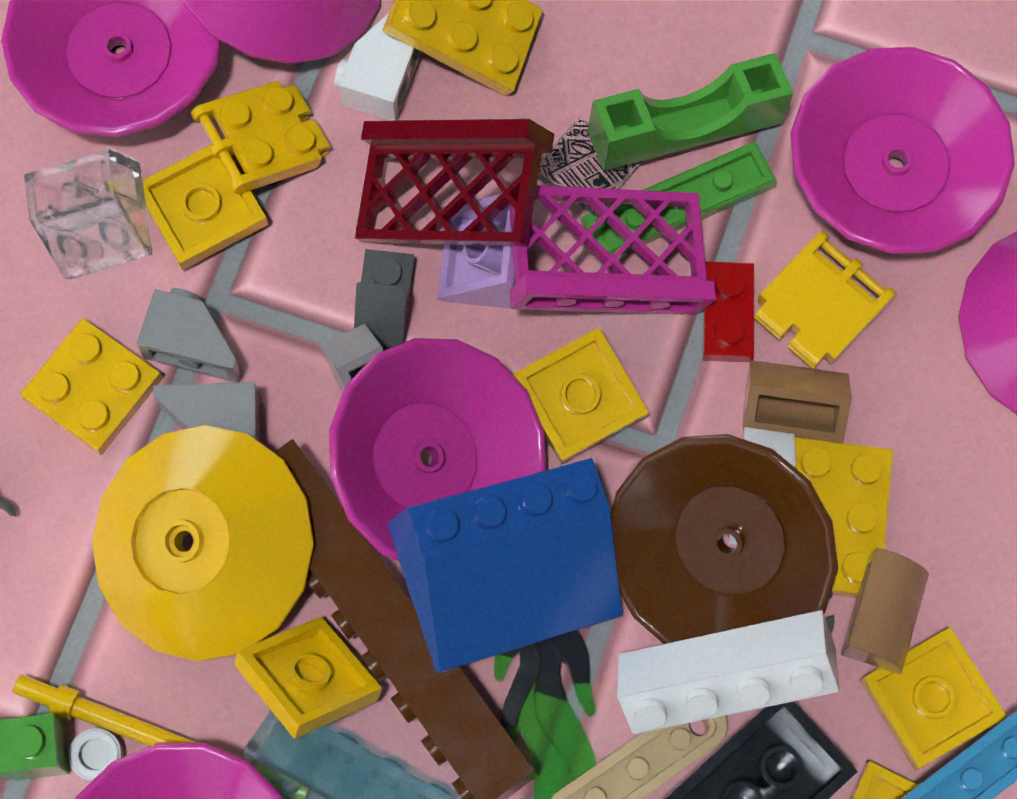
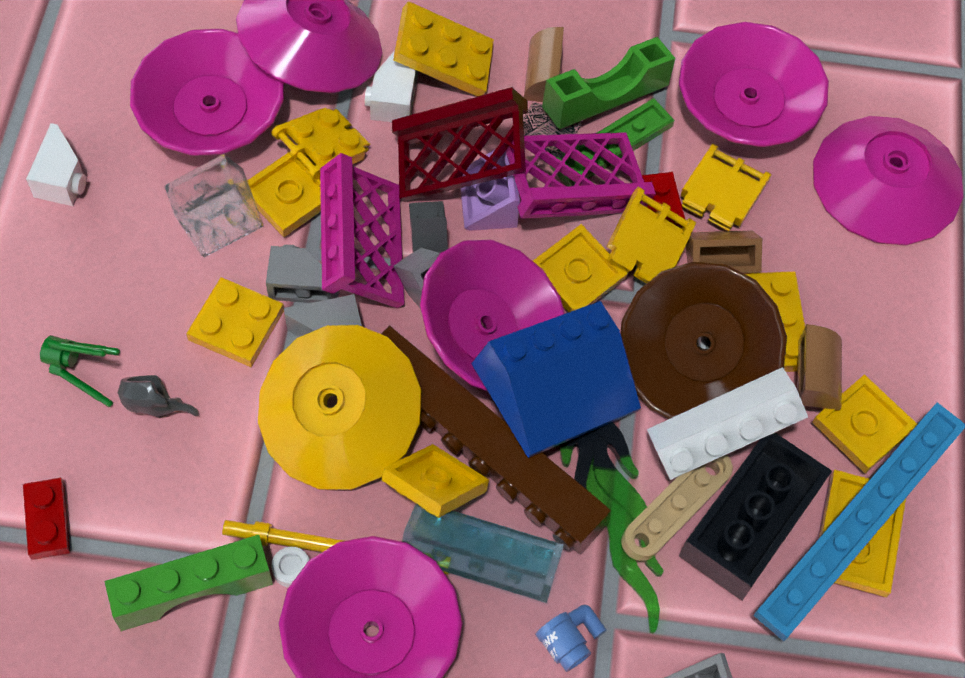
camera: 15 degrees left, 10 degrees down
(248, 287) = (340, 226): none -> dark pink fence
(606, 59) = (543, 61): none -> medium nougat brick
(689, 368) = (648, 238): none -> yellow plate

